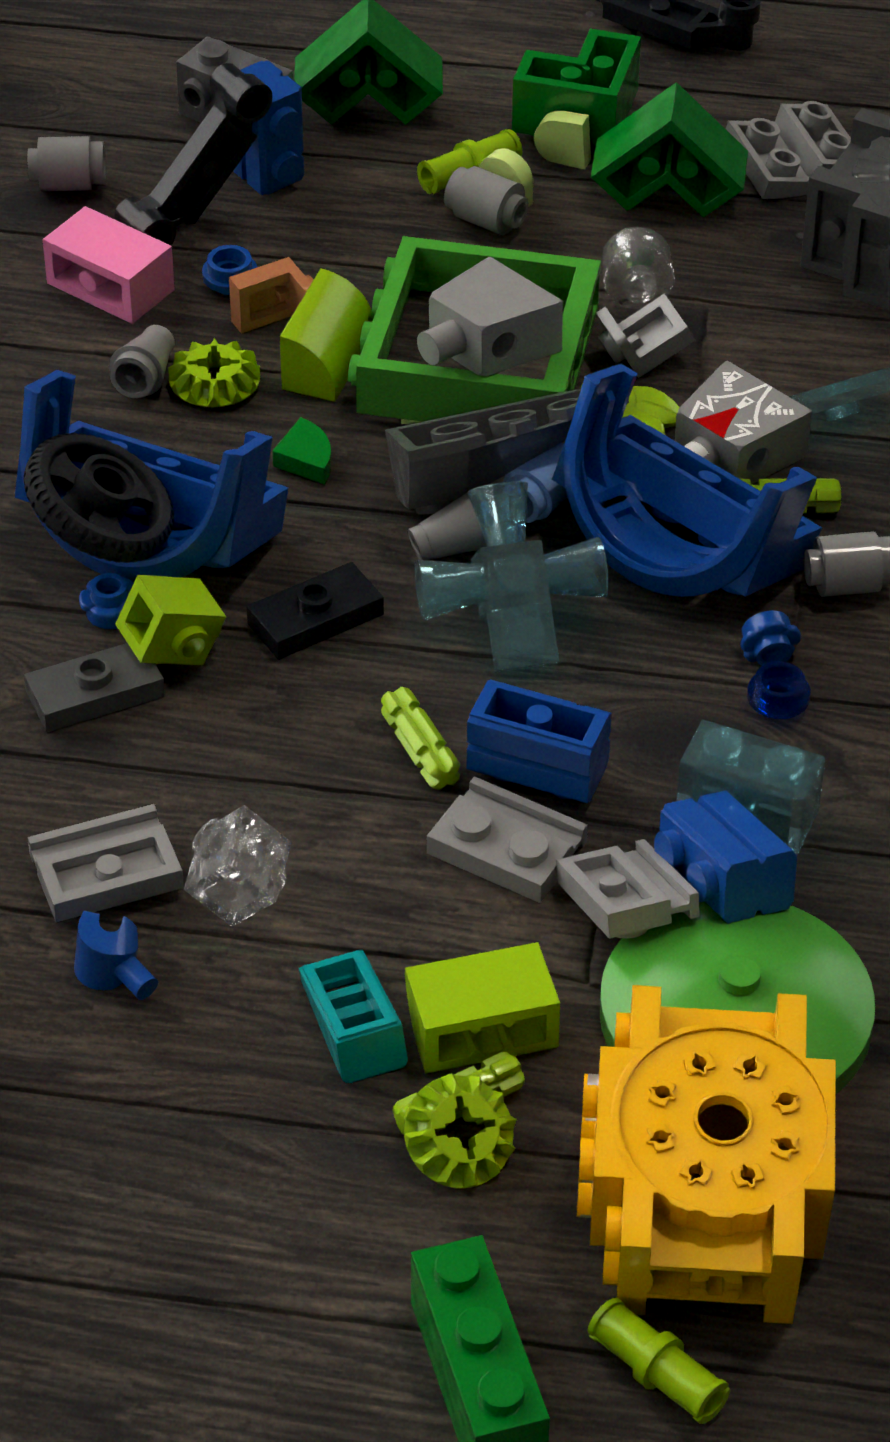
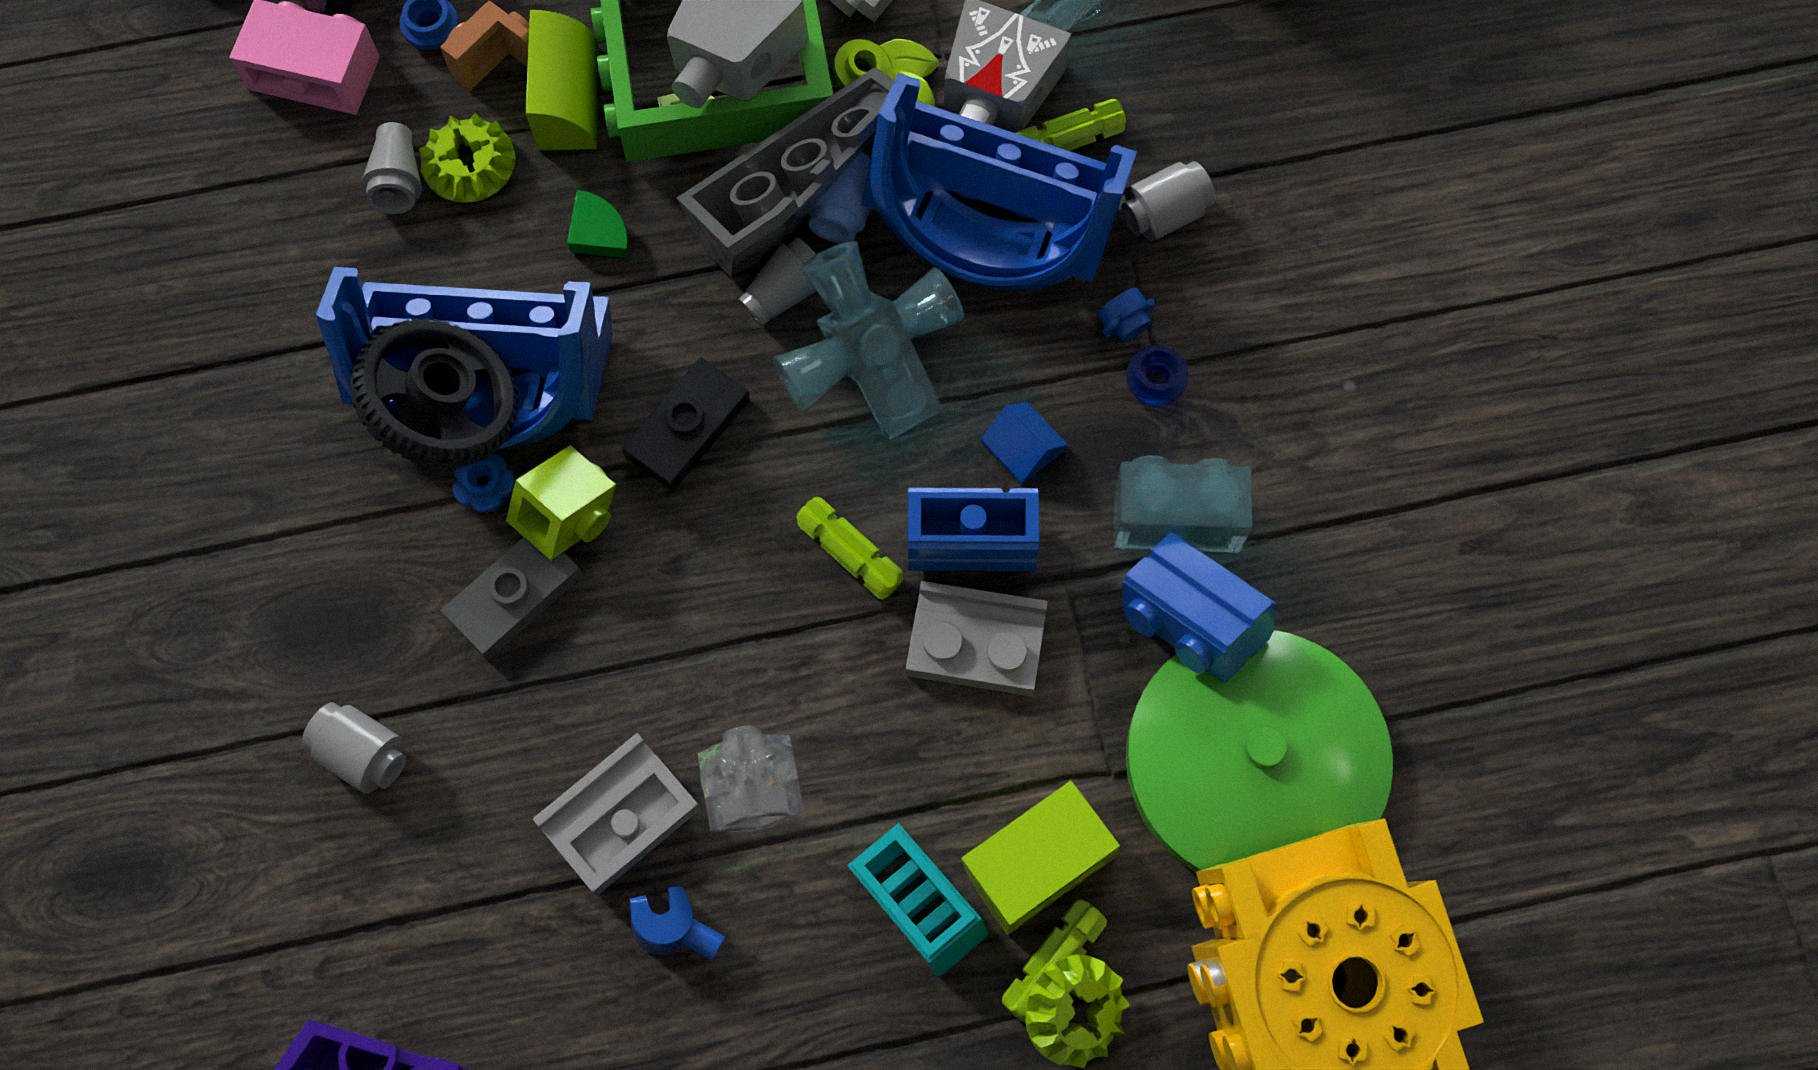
camera: 20 degrees left, 25 degrees up
(627, 889) = (1119, 673): light grey plate -> none
(630, 703) = (1022, 441): none -> blue slope

